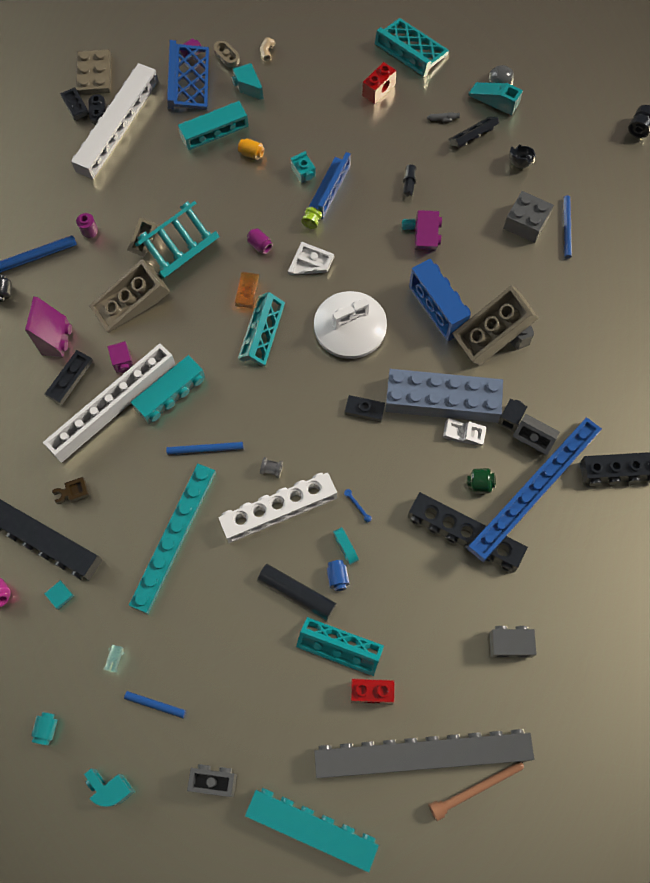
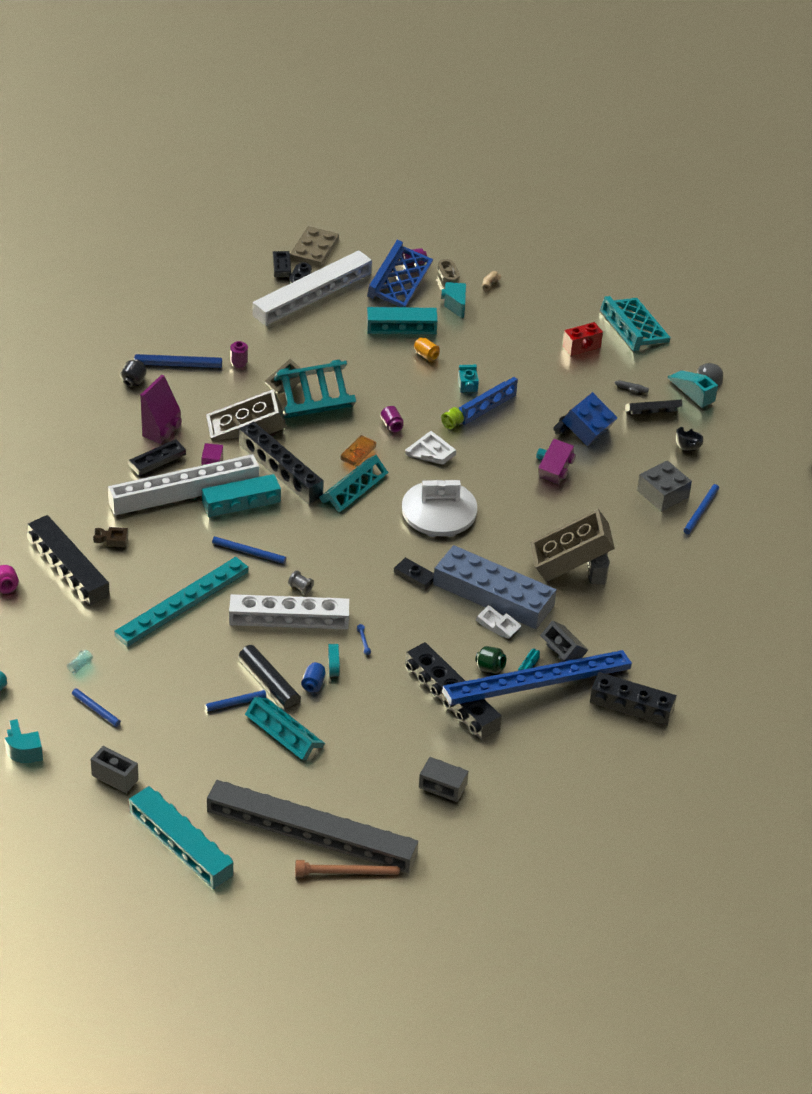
camera: 20 degrees right, 25 degrees down
(59, 595) = (58, 603): teal tile -> none
(186, 335) = (281, 462): none -> black brick
(279, 633) = (234, 700): none -> blue bar
(372, 691) = (293, 765): red brick -> none
(432, 171) = (590, 419): none -> blue brick
(438, 298) = (533, 509): blue brick -> none
(512, 414) = (545, 619): black brick -> none
(513, 469) = (530, 660): none -> teal piece

